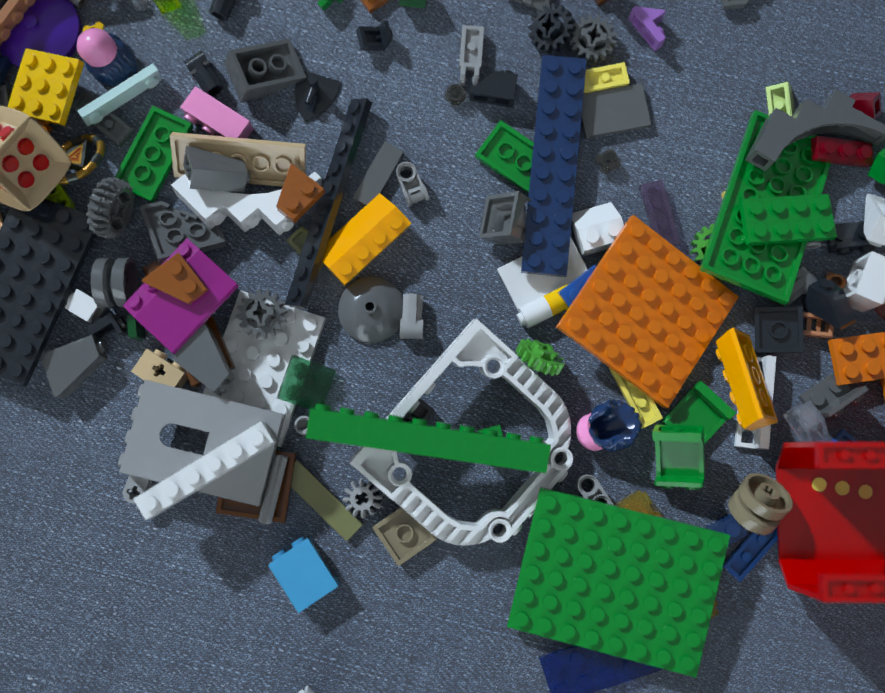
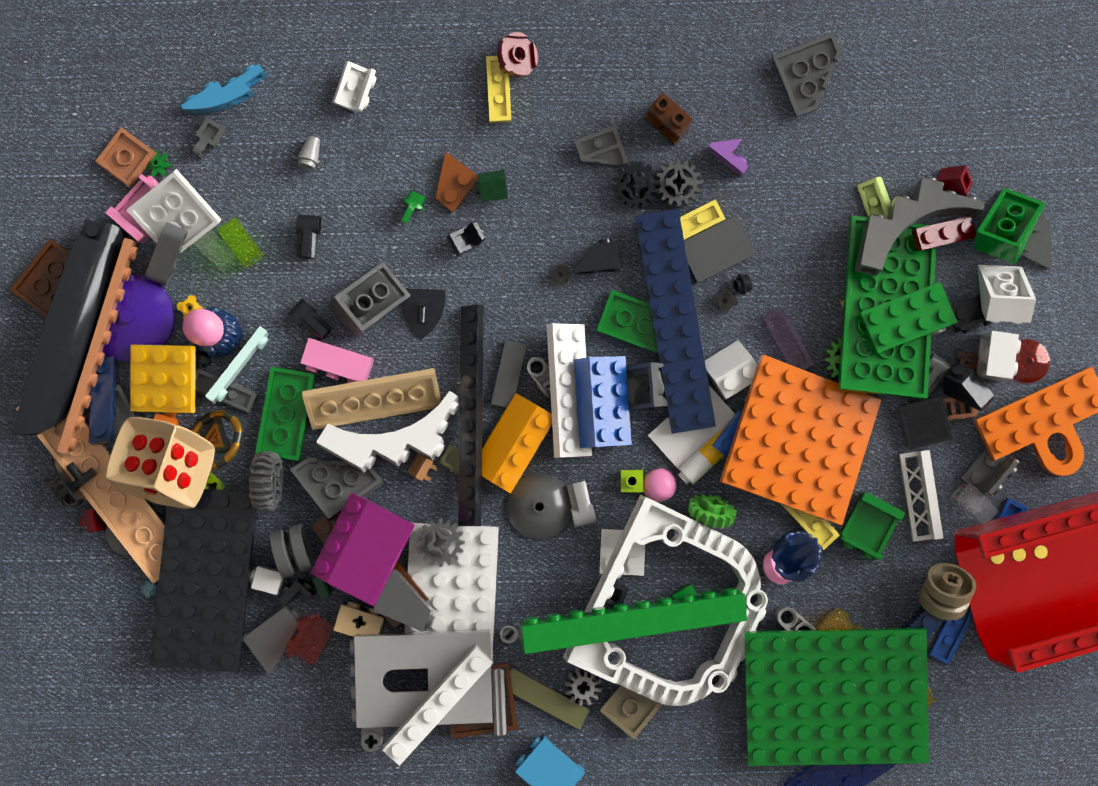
camera: 20 degrees left, 5 degrees up
(90, 82) = (201, 359): none -> black plate
(105, 374) = (311, 638): none -> clear red bracket
(177, 280) = (357, 537): dark orange wing -> none
(214, 171) = (353, 418): dark grey slope -> none
(266, 238) = (420, 467): none -> medium nougat tile
(298, 194) = (441, 419): dark orange wing -> none
(305, 383) = (500, 595): clear green plate -> none
(431, 203) = (564, 345): none -> white plate
(448, 382) = (635, 560): none -> white plate
(461, 221) = (602, 401): none -> brick
(462, 314) = (625, 475): none -> lime plate
(471, 52) = (564, 228): light grey hinge -> none
(496, 319) = (659, 485): none -> bright pink hair
(630, 149) = (742, 284): none -> black plate
(679, 456) = (864, 568): green panel -> none
(746, 380) = (907, 481): light orange slope -> none

